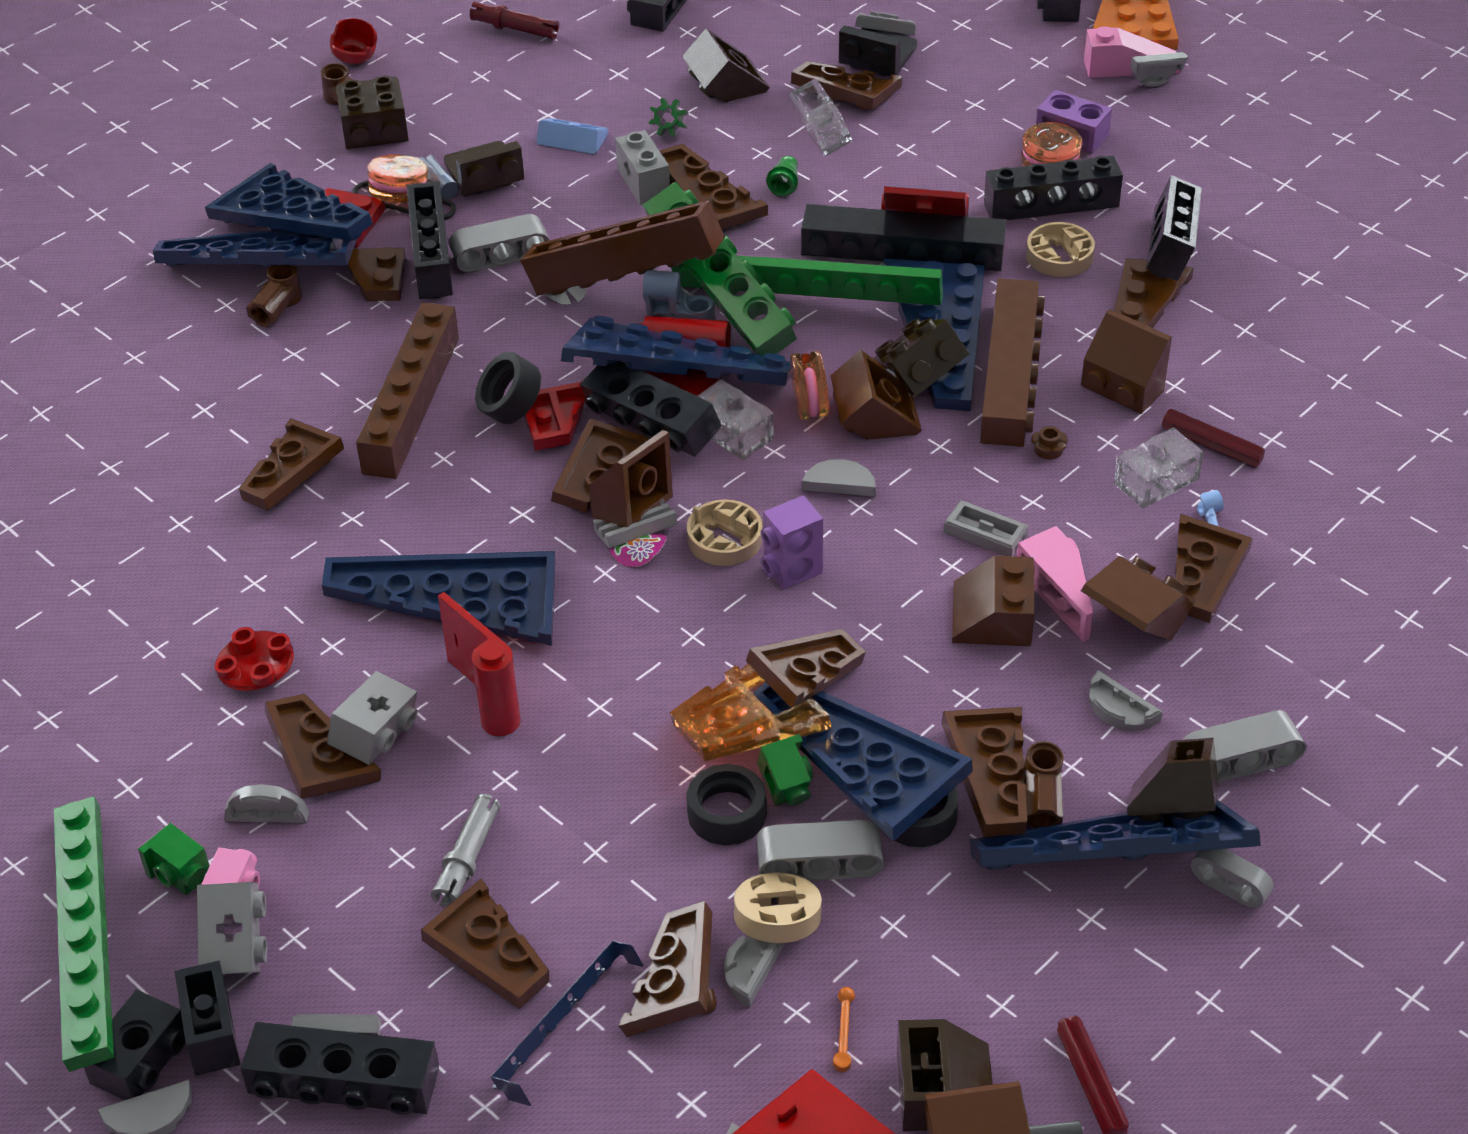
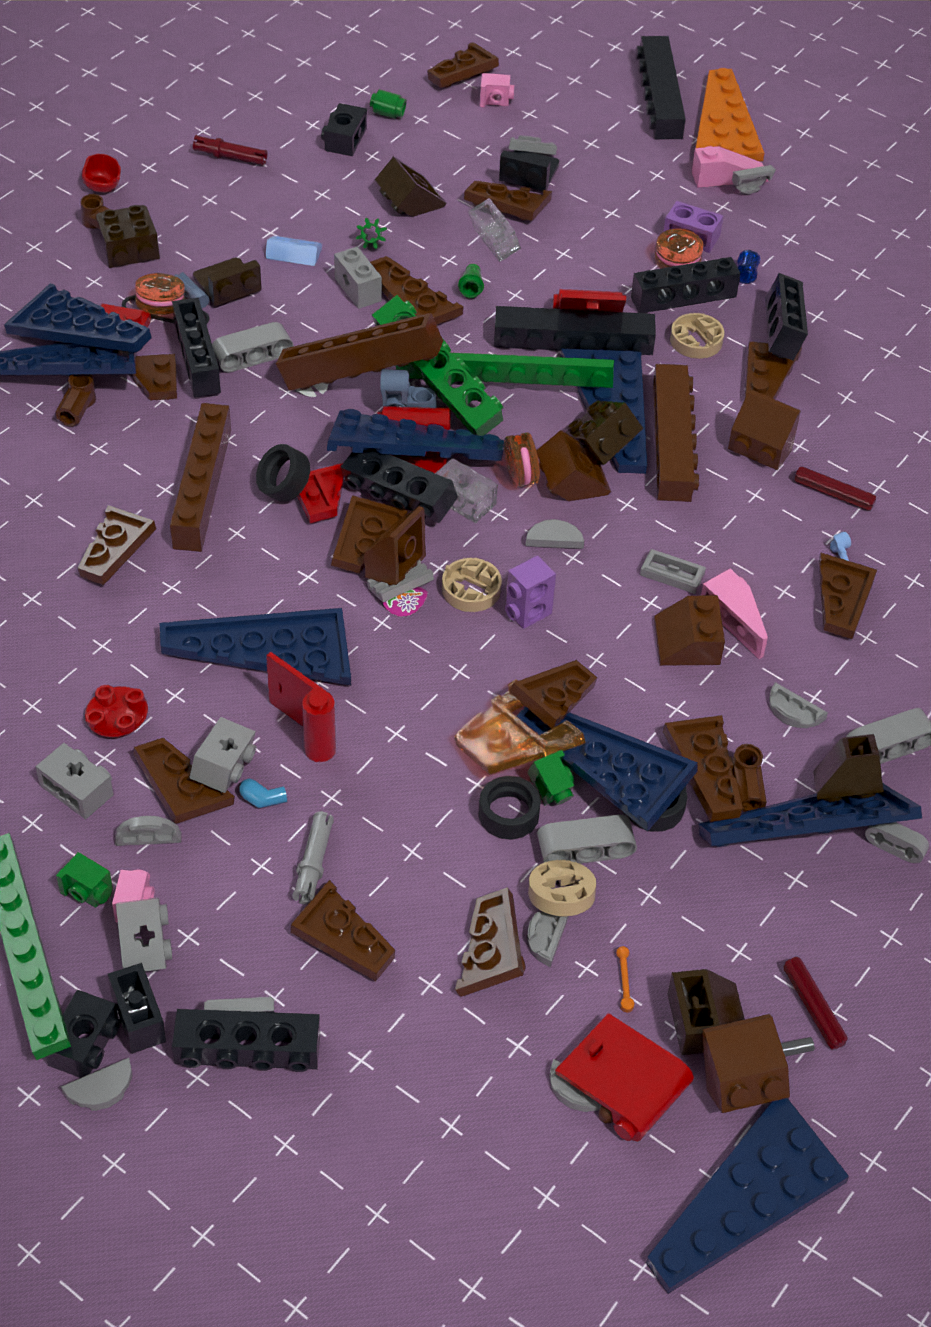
camera: 10 degrees left, 5 degrees up
(187, 738) = (75, 780): none -> light grey brick
(414, 772) = (260, 796): none -> dark azure arm
(554, 1016) = (386, 1048): dark blue piece -> none
(1049, 442) = (711, 498): reddish brown plate -> none
(1135, 173) = (747, 264): none -> clear blue bush
(1141, 596) = (802, 622): reddish brown slope -> none
(1158, 467) = (798, 515): clear brick -> none

